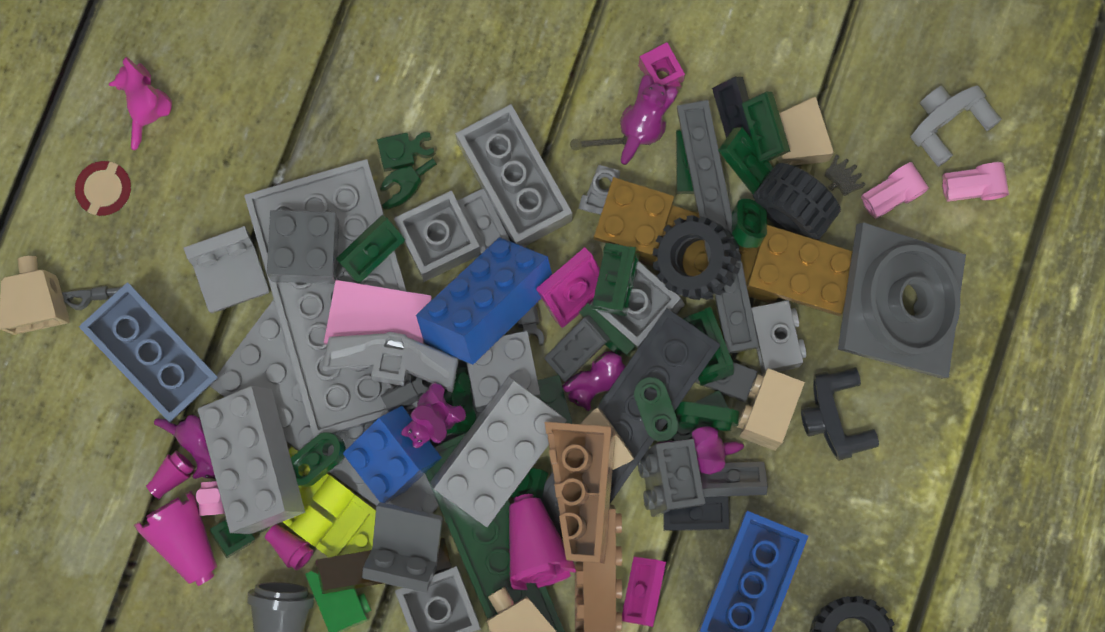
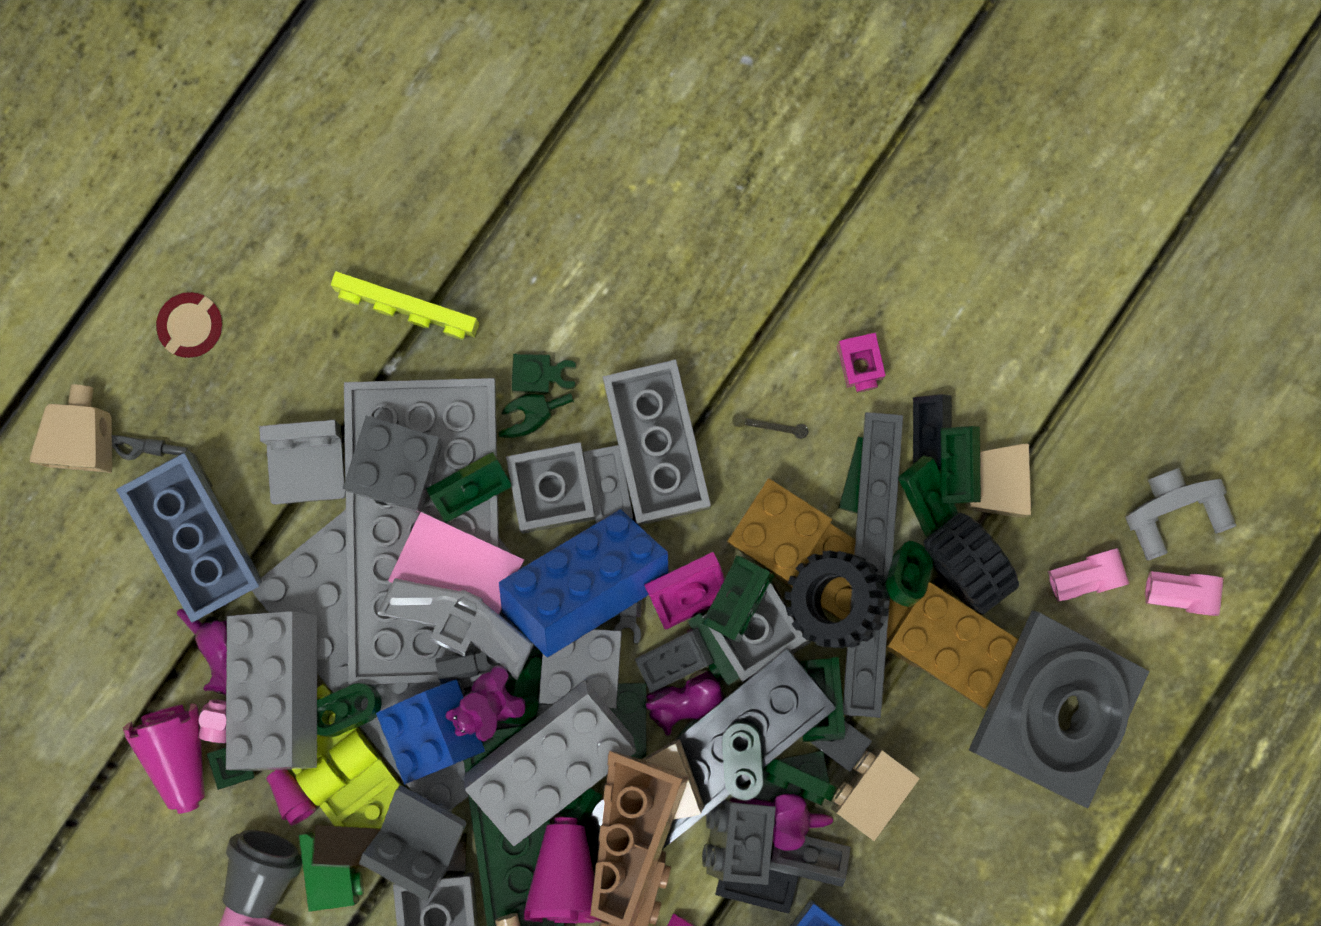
camera: 15 degrees right, 5 degrees up
(143, 100) = (259, 238): dark pink animal -> none
(171, 473) = (181, 676): dark pink cone -> none
(265, 123) = (419, 311): none -> neon yellow plate
(596, 197) = (746, 488): light grey plate -> none
(643, 120) = (823, 415): magenta animal -> none
(777, 337) = (905, 710): light grey brick -> none
(825, 418) = (932, 816): black connector -> none
(842, 177) = (1033, 542): clear smoke piece -> none

